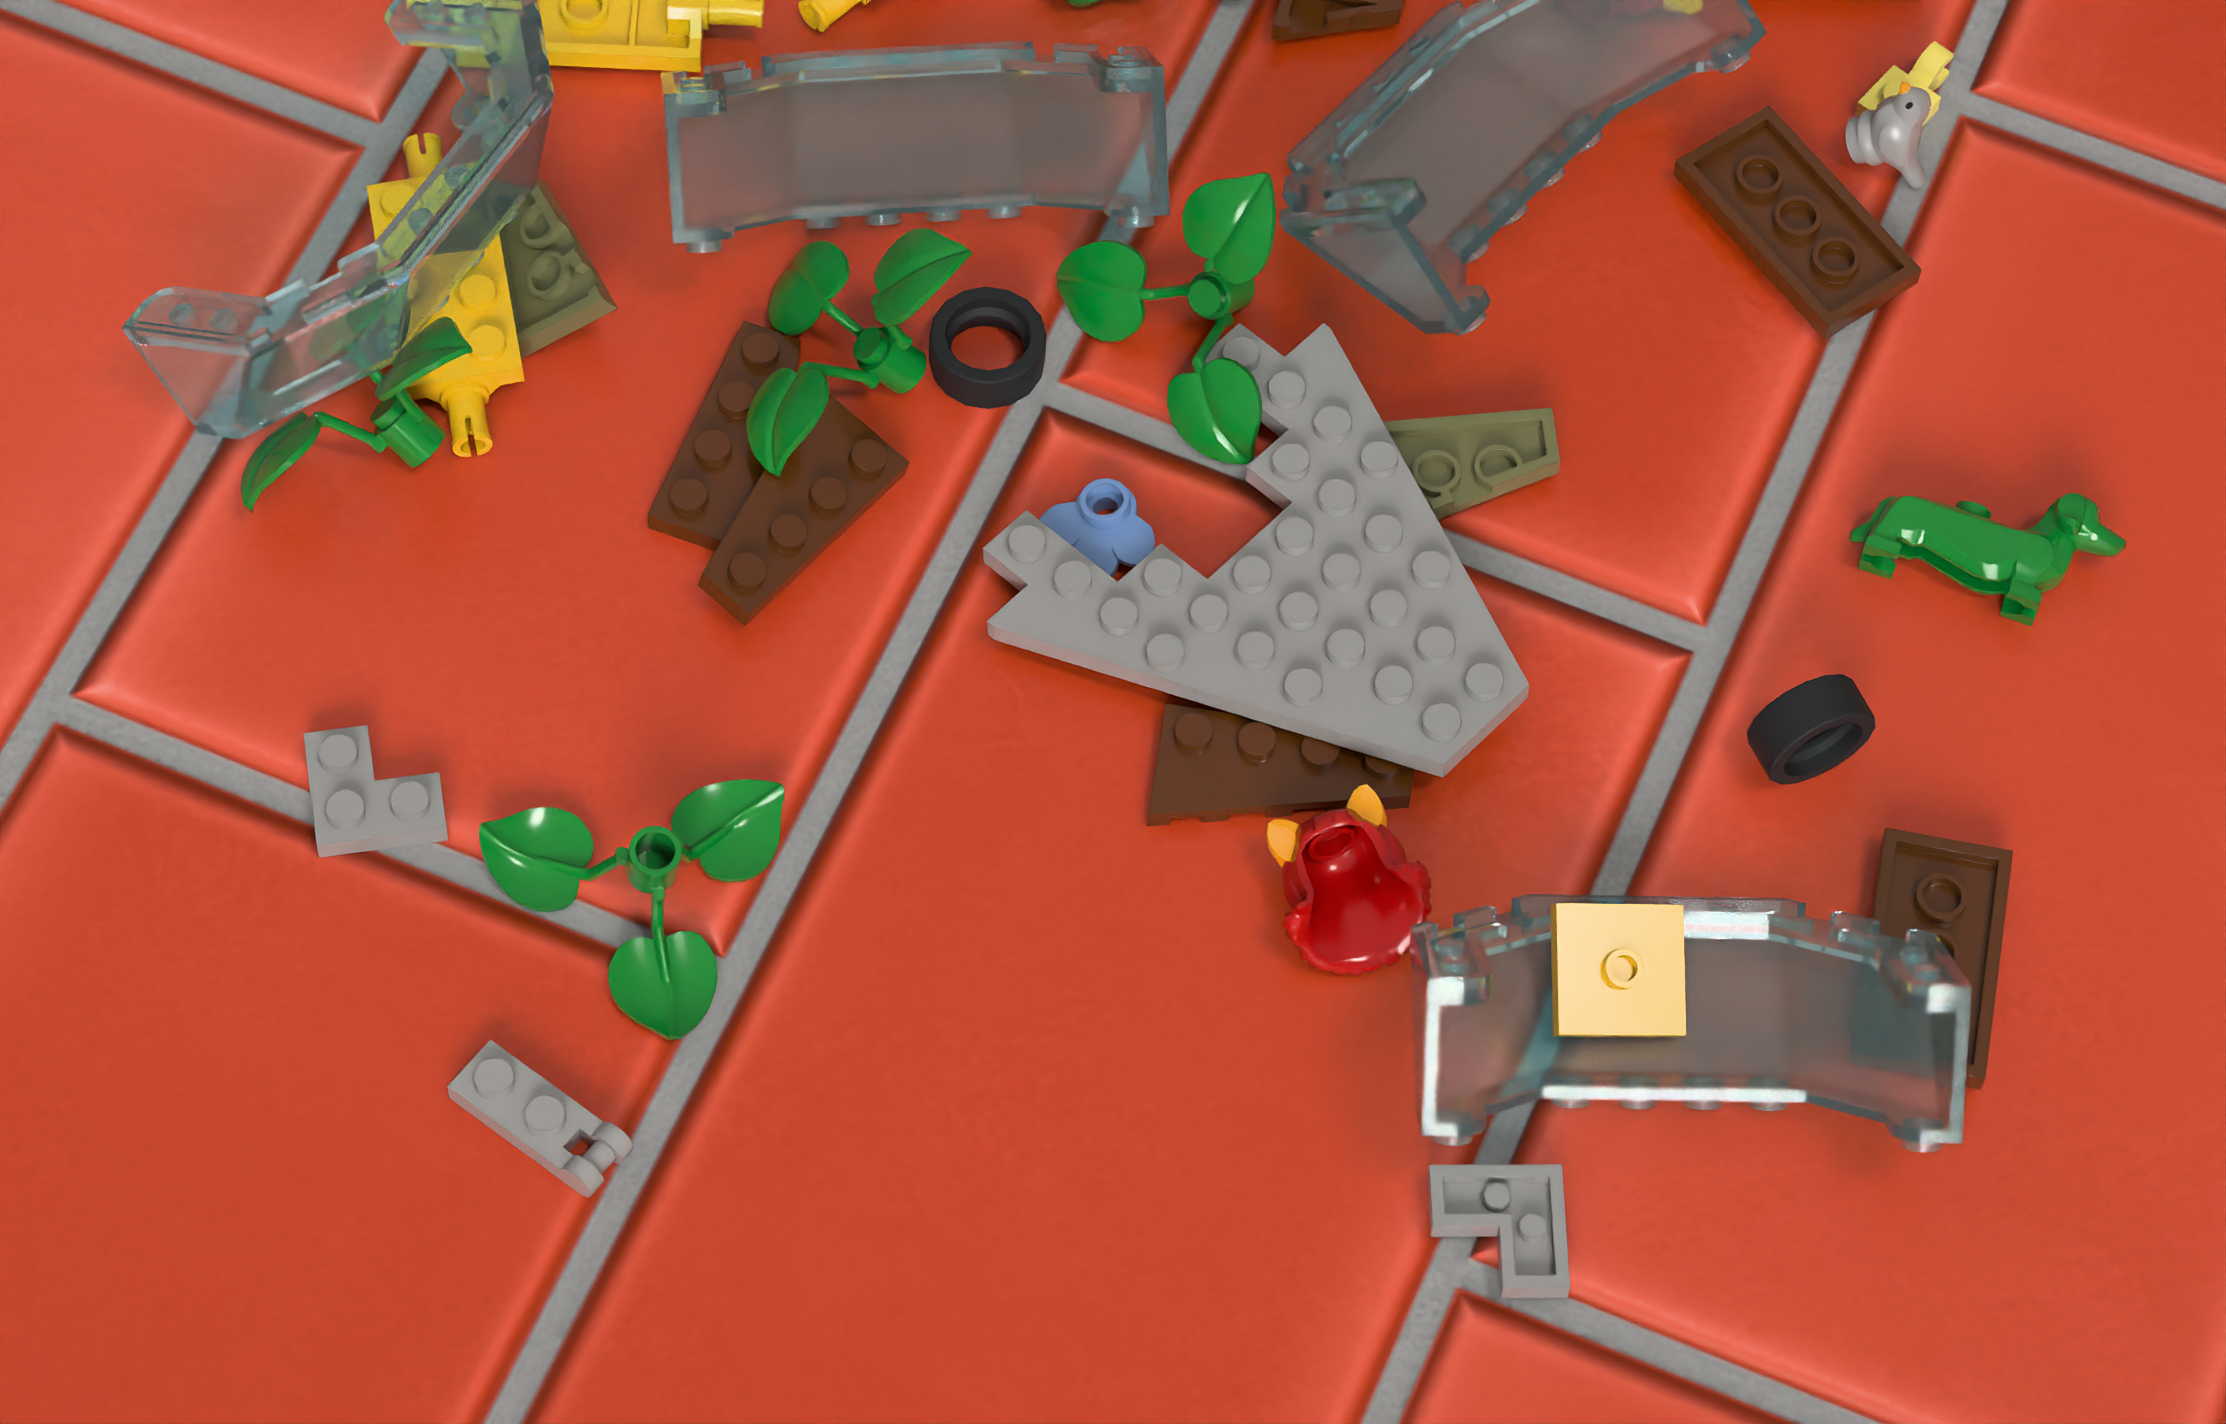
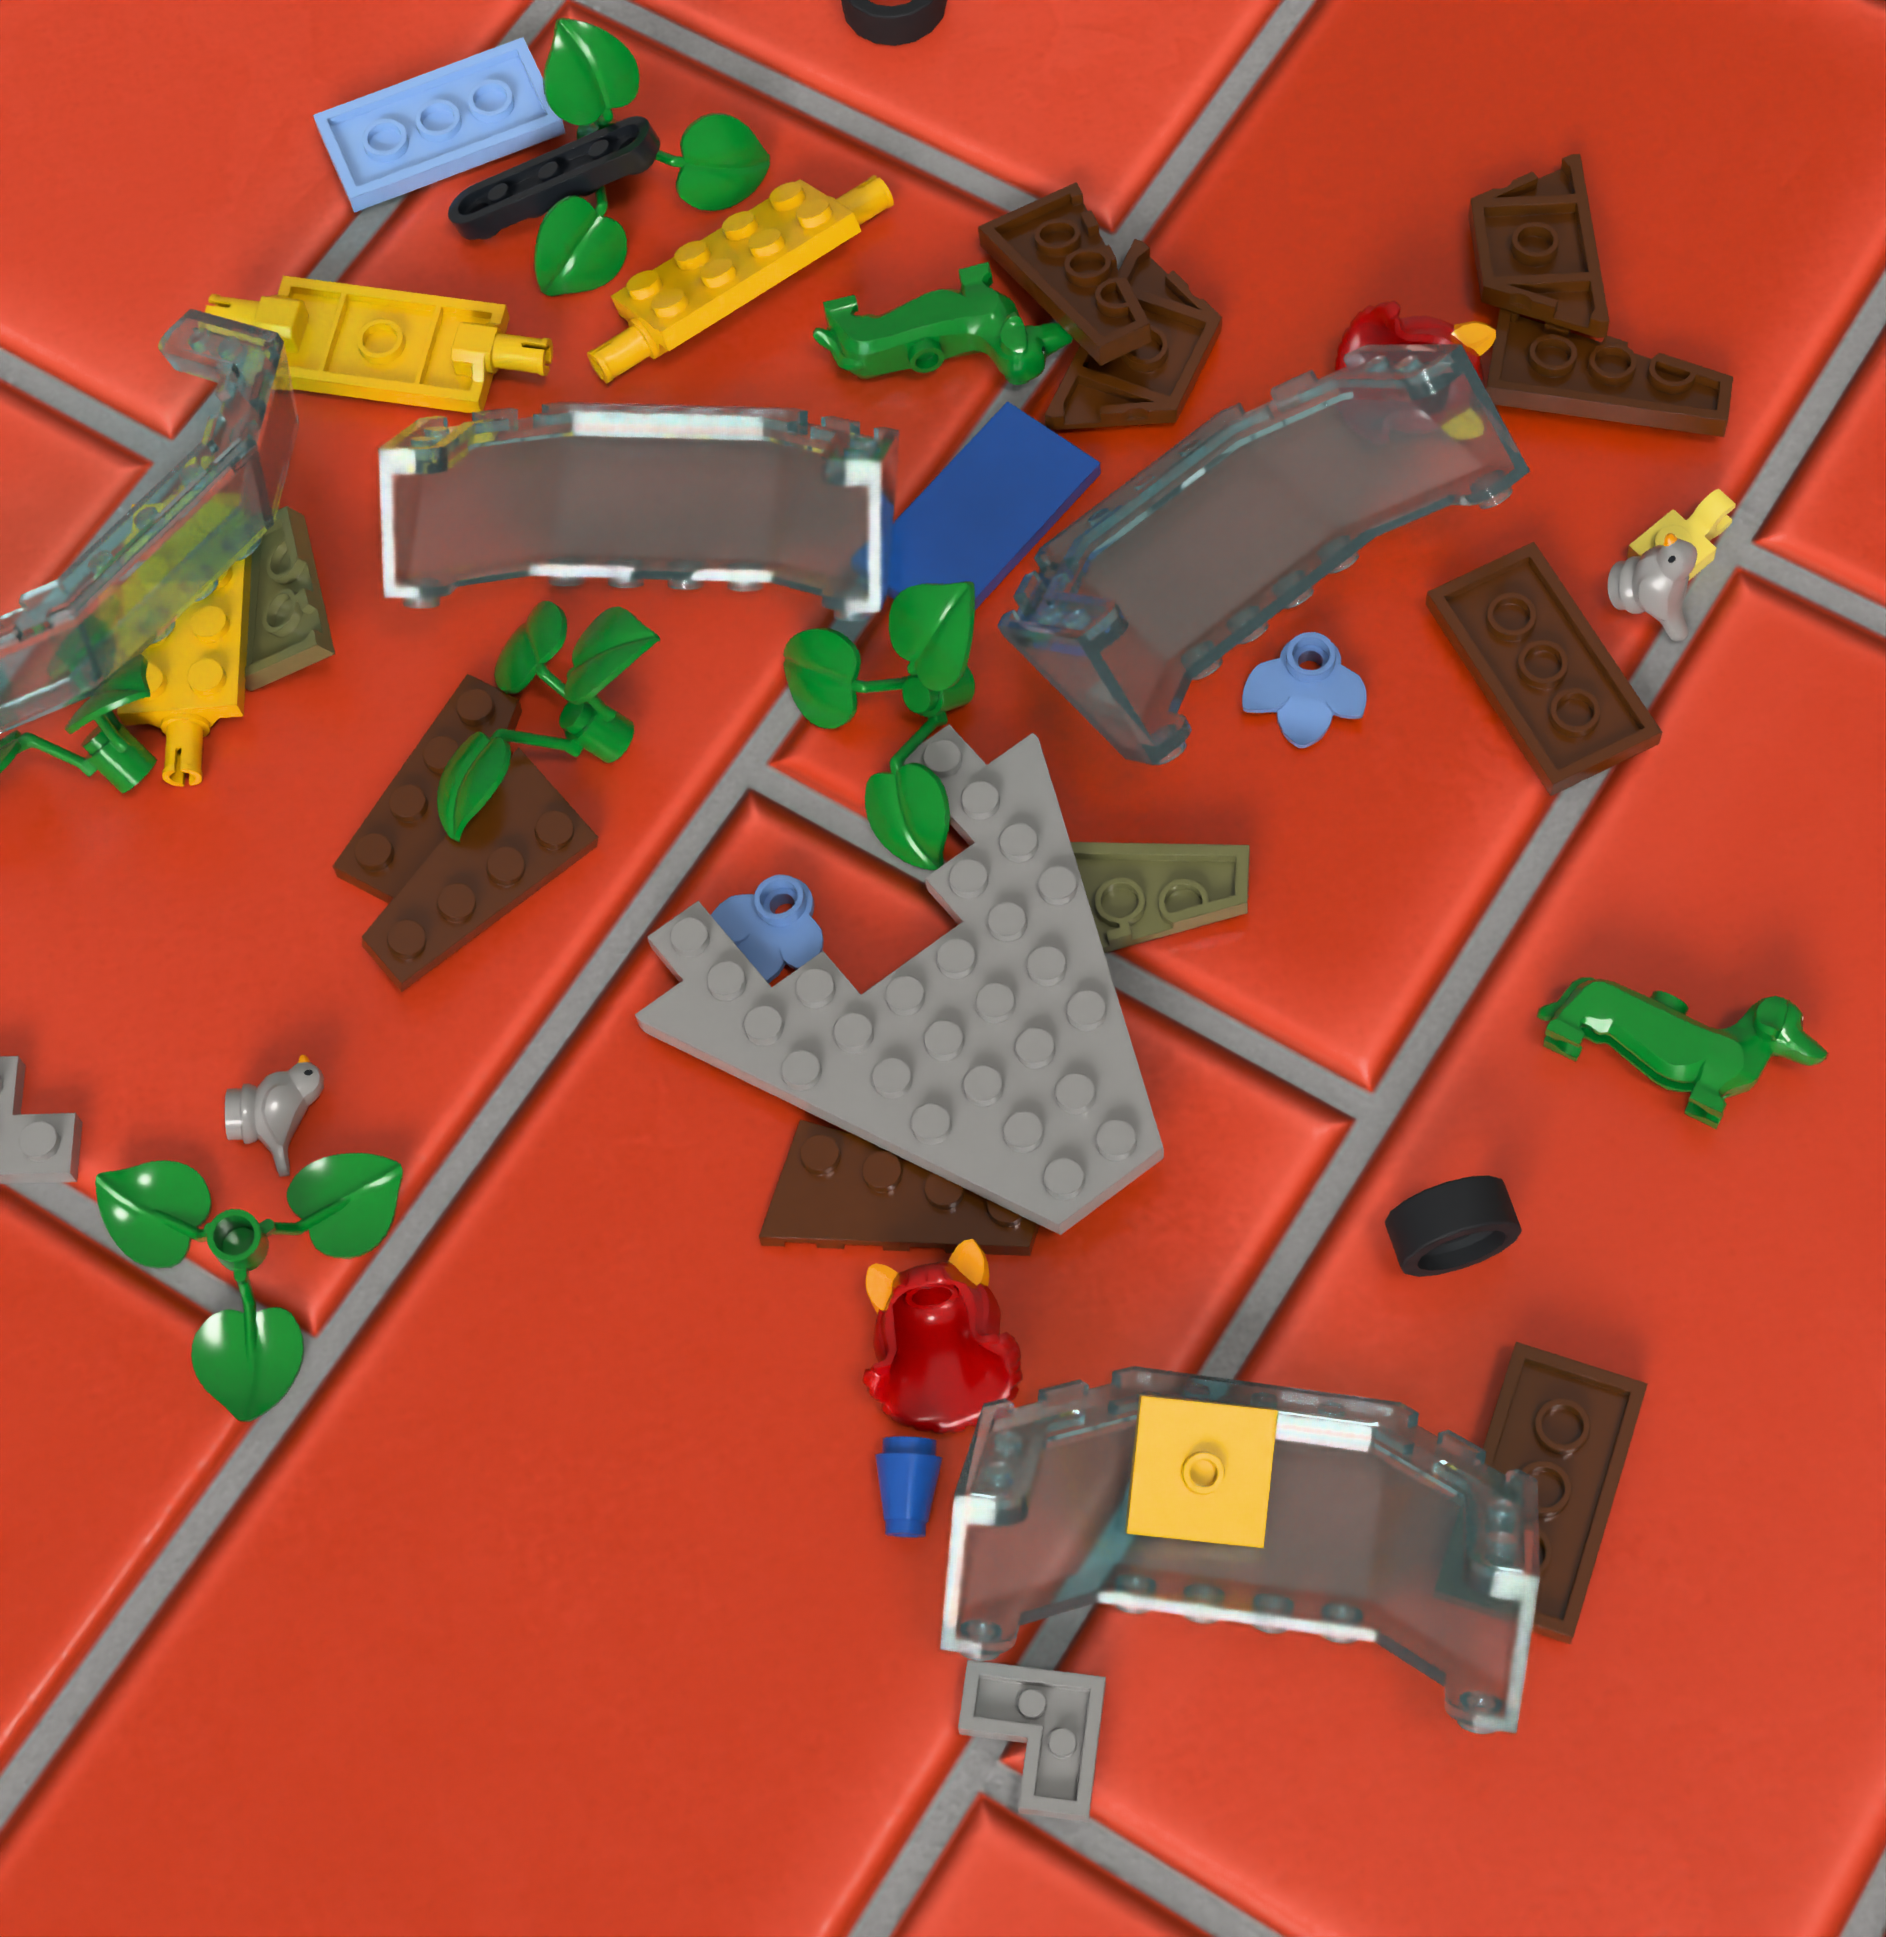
camera: 20 degrees right, 5 degrees up
(538, 1118) = (94, 1488): light grey plate -> none
(641, 747) = (273, 1109): none -> light grey animal
(991, 308) = (695, 683): black tyre -> none
(1237, 110) = (988, 506): none -> blue tile
(1338, 1018) = (907, 1483): none -> blue cone
(1573, 269) = (1305, 697): none -> medium blue plate

